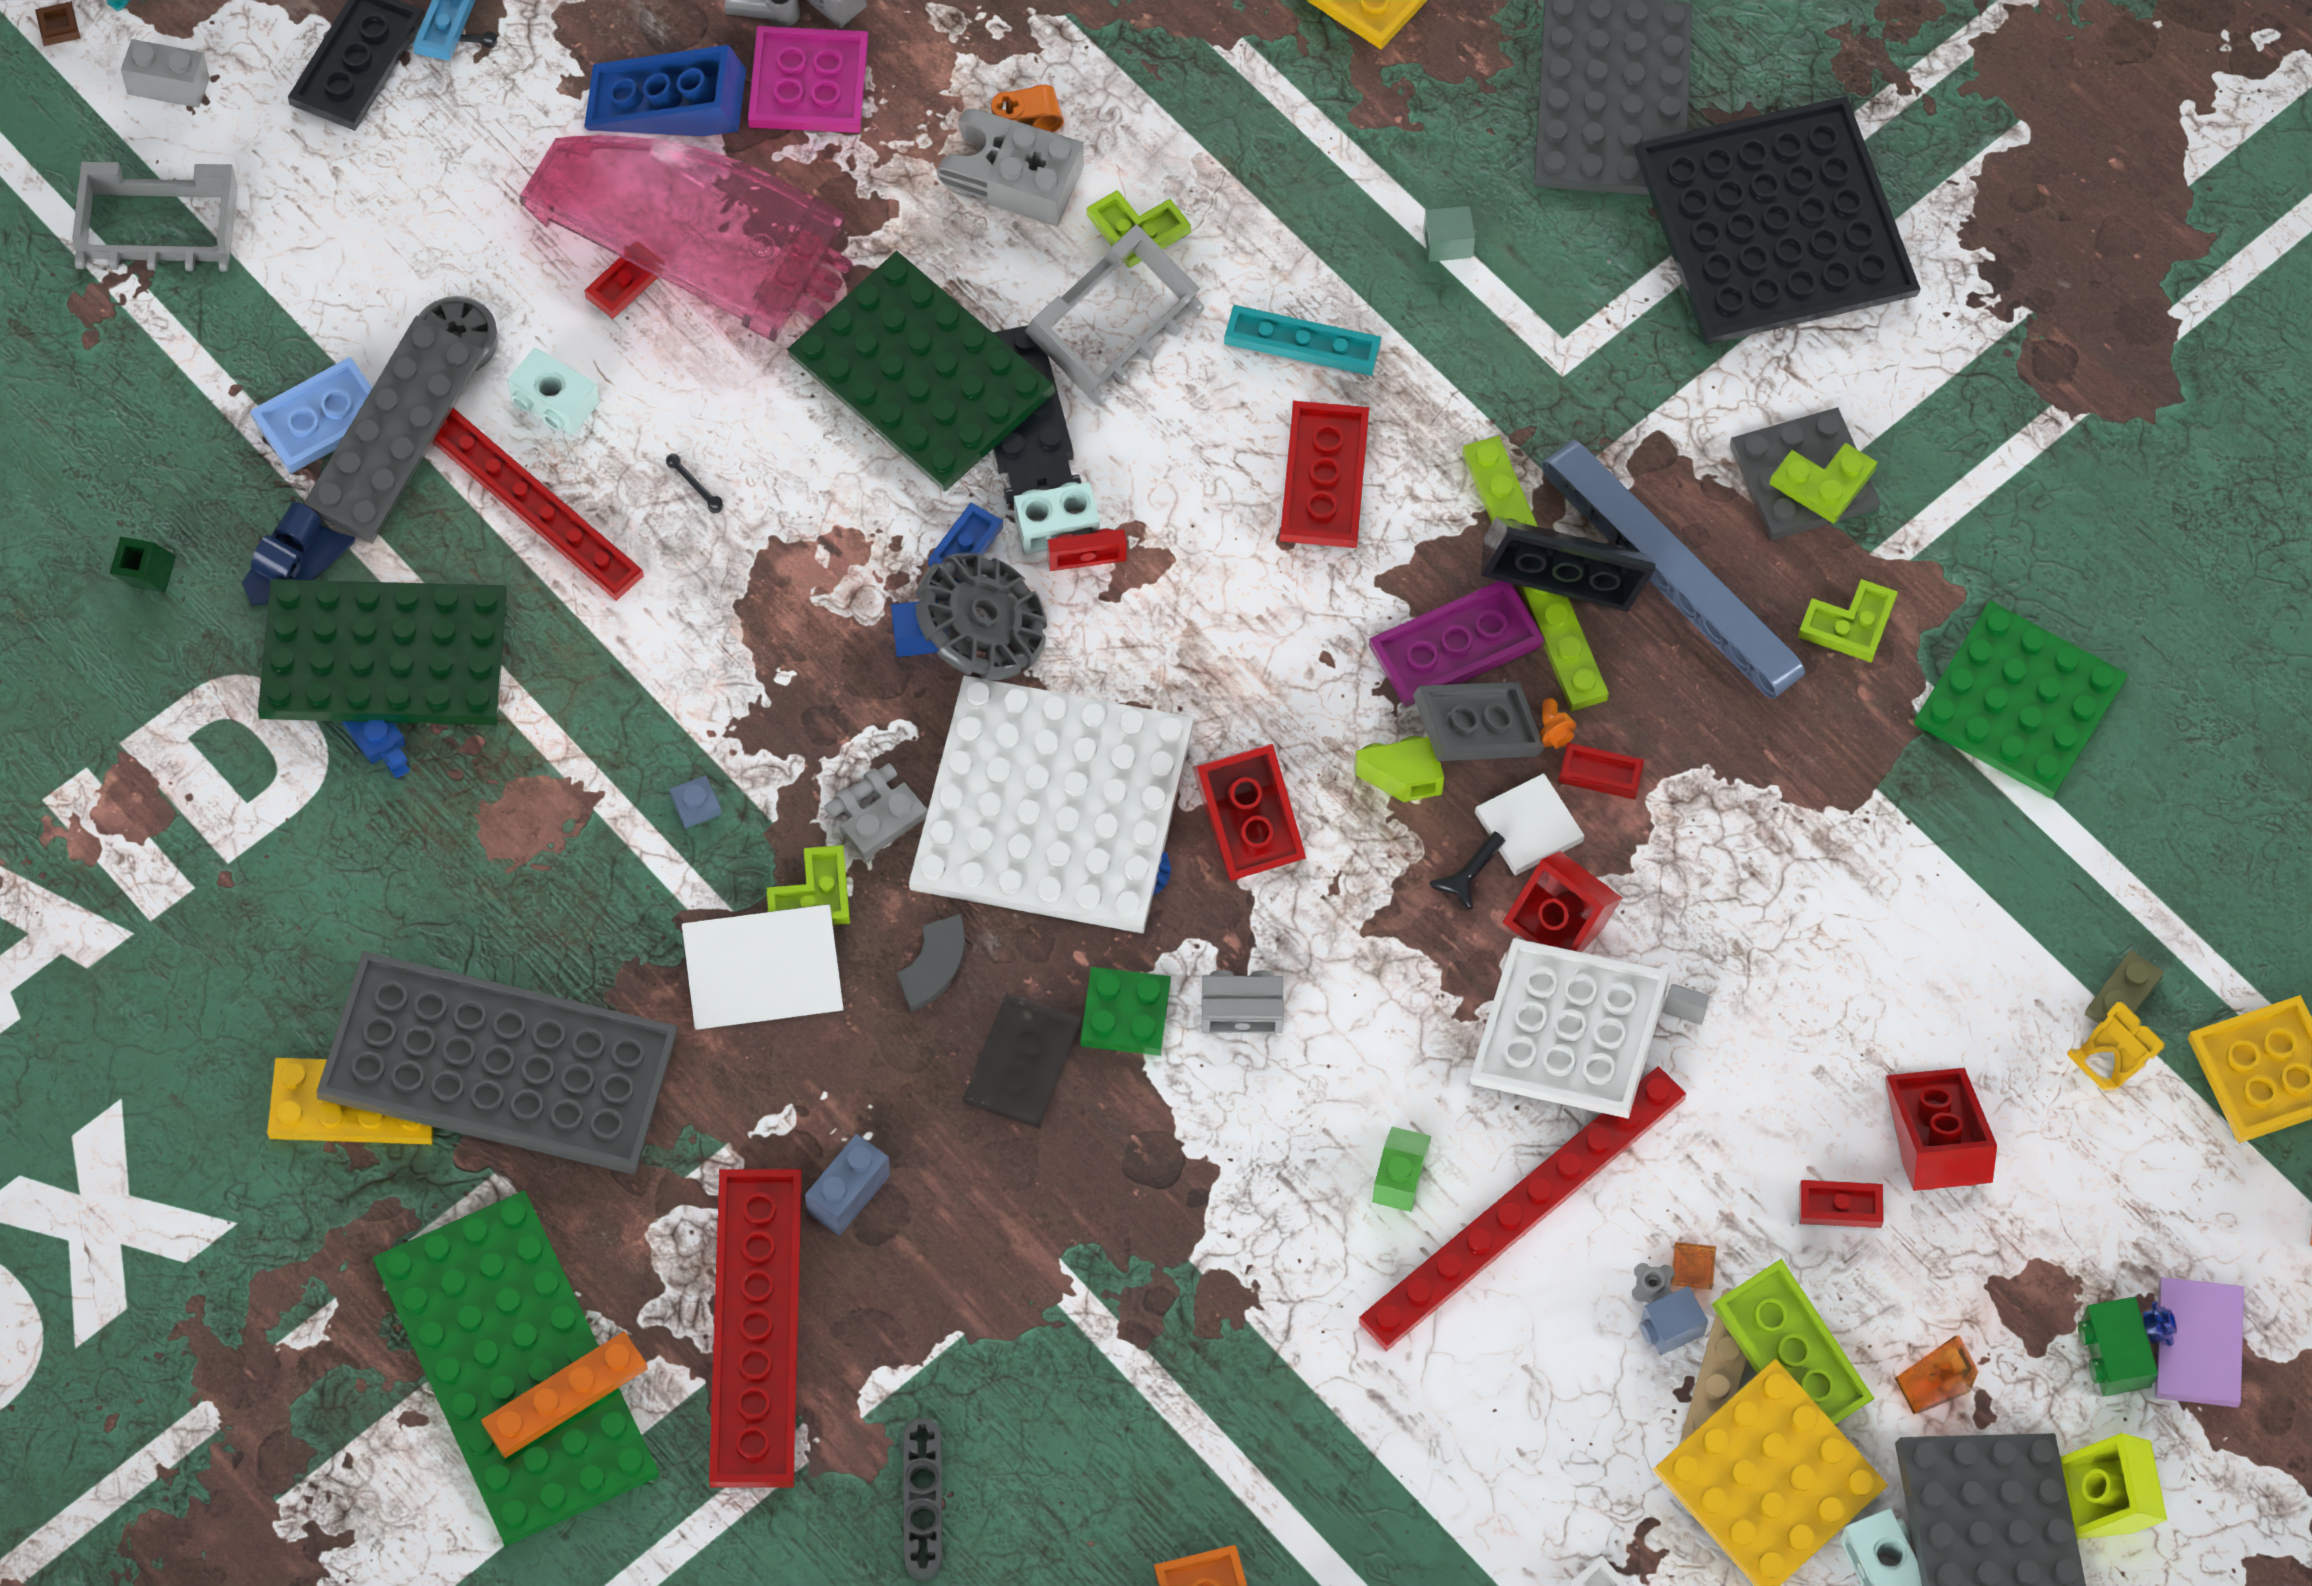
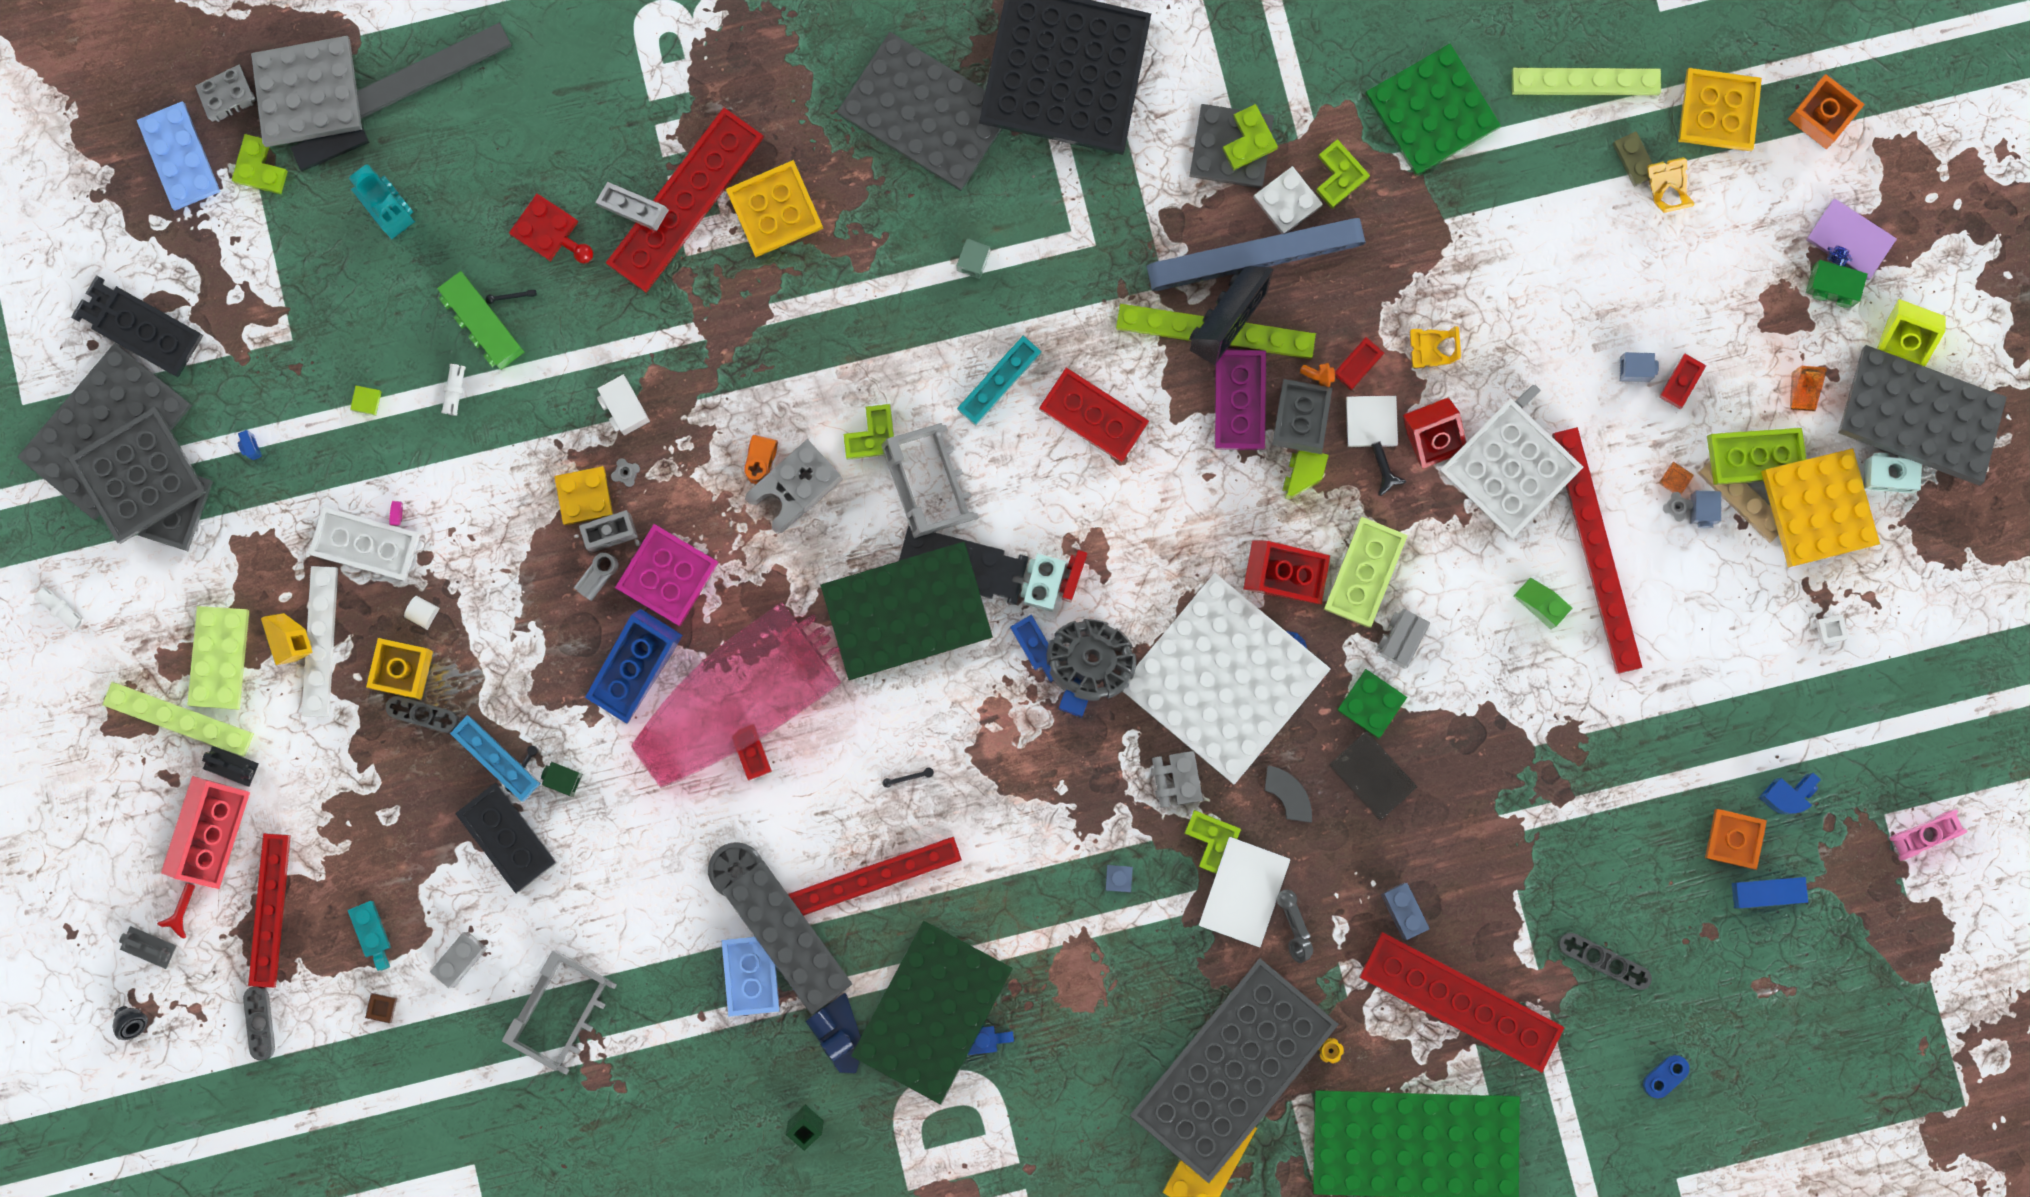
camera: 60 degrees left, 20 degrees up
(468, 82) = (561, 779): none -> dark green brick
(544, 374) = (792, 832): light aqua brick -> none
(564, 1394) = (1454, 1128): orange plate -> none
(590, 1176) = (1338, 1050): none -> yellow plate
(780, 1028) = (1299, 947): none -> dark grey piece
(1308, 912) = (1365, 572): none -> yellowish green plate
(1677, 842) = (1425, 347): none -> yellow piece
(1774, 576) = (1287, 200): none -> white plate
(1823, 1131) = (1638, 367): none -> sand blue brick
(1941, 1129) = (1666, 303): red slope -> none
(2193, 877) = (1585, 81): none -> yellowish green plate

